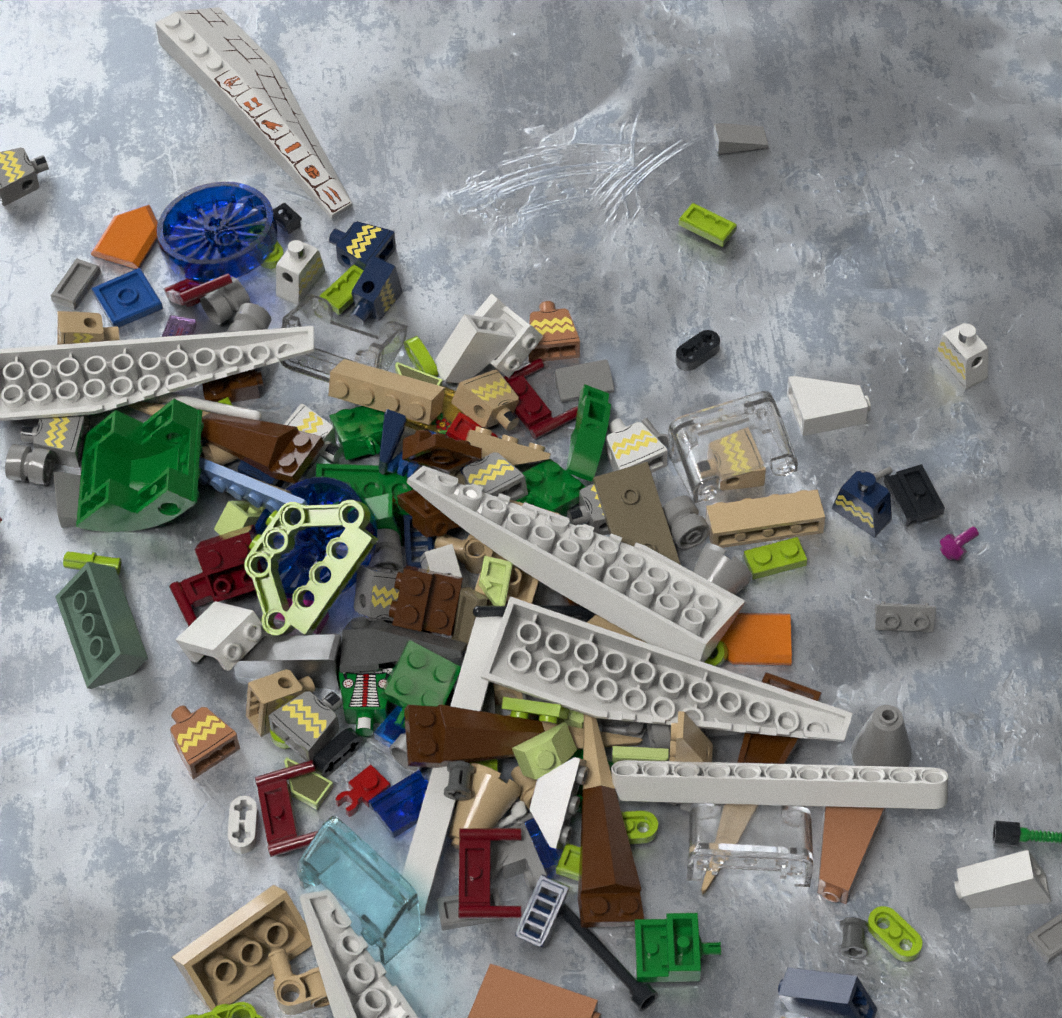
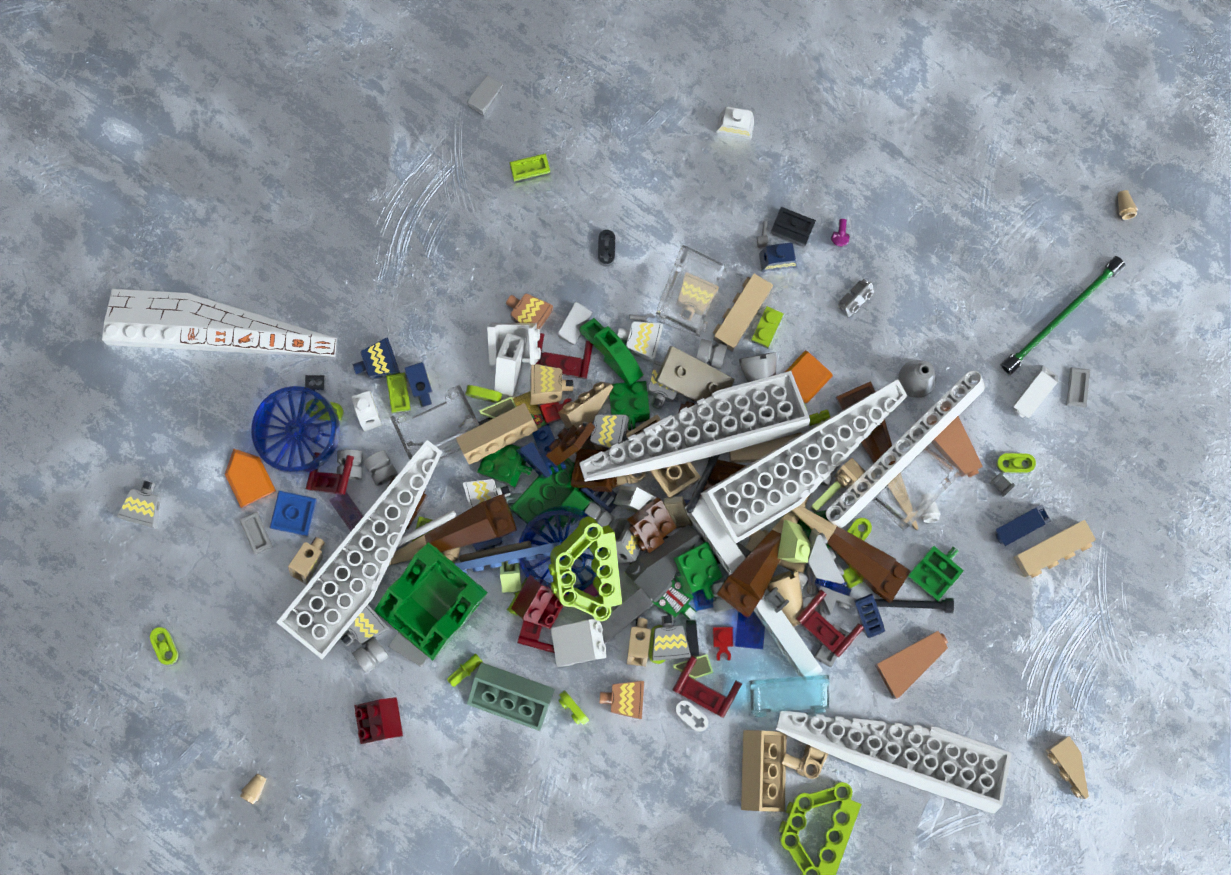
camera: 55 degrees left, 25 degrees up
(144, 687) = (578, 715): none -> lime plate
(495, 579) = (673, 482): yellowish green tile -> none
(546, 711) = (761, 534): lime plate -> none
(737, 884) = (931, 514): none -> white cone
(826, 404) = (701, 218): white slope -> none

